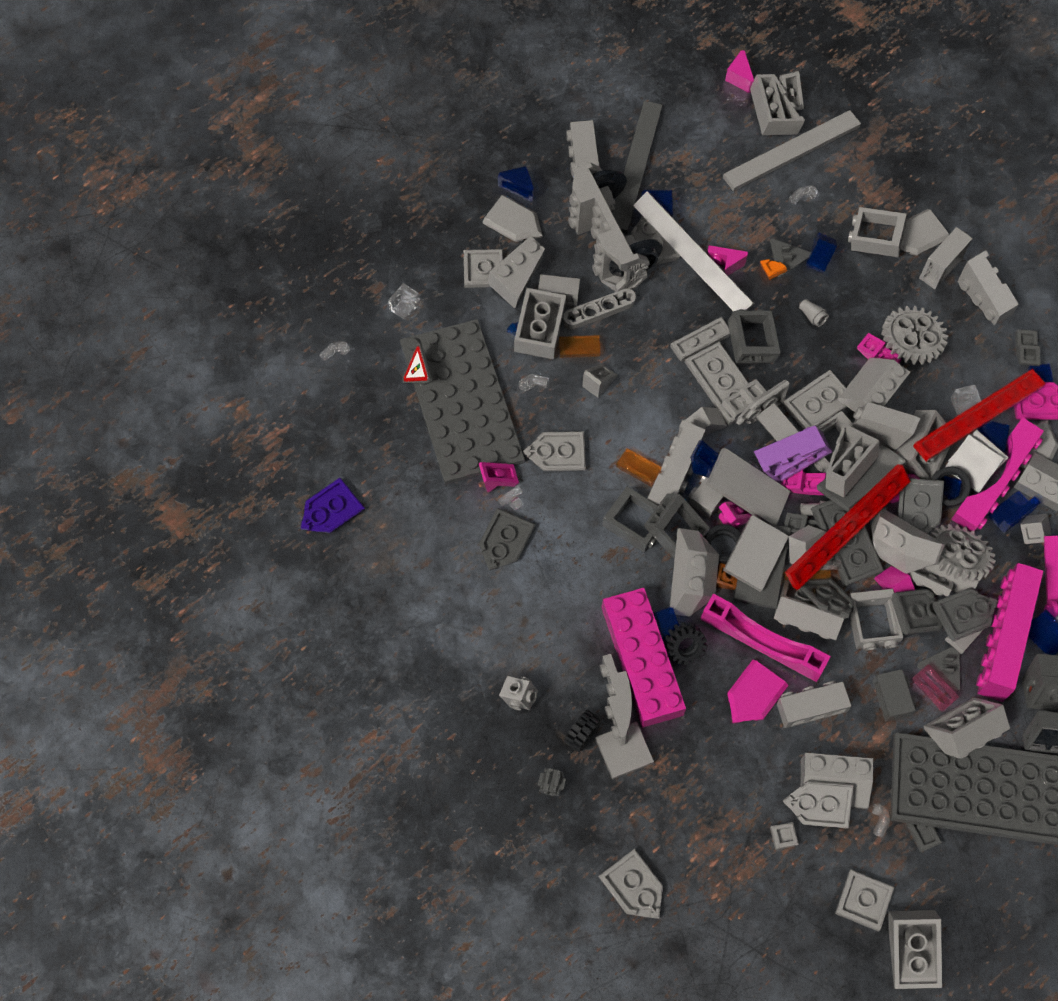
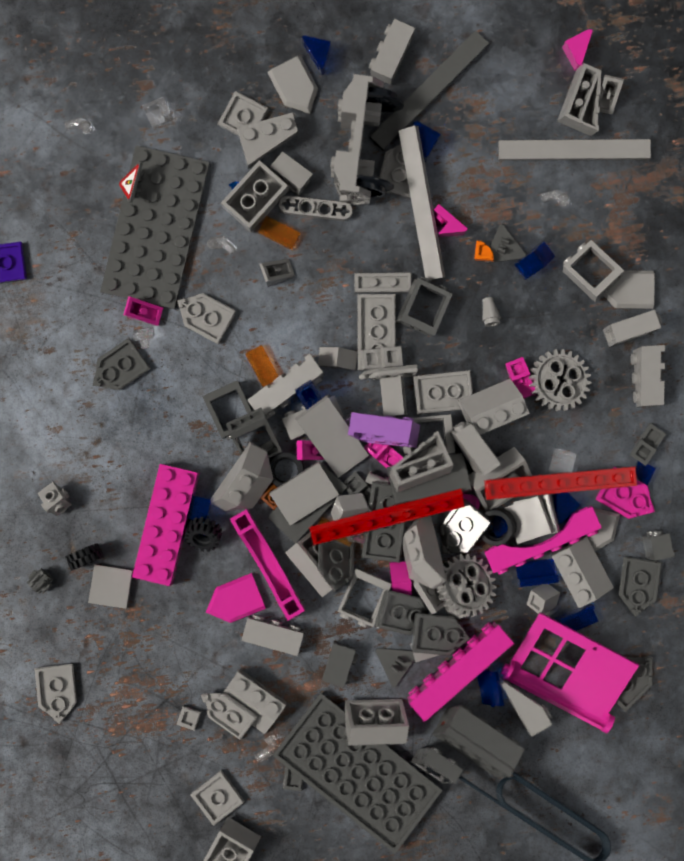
camera: 35 degrees right, 20 degrees up
(619, 700) = (123, 555): light grey slope -> none
(929, 694) = (373, 659): clear pink tile -> none

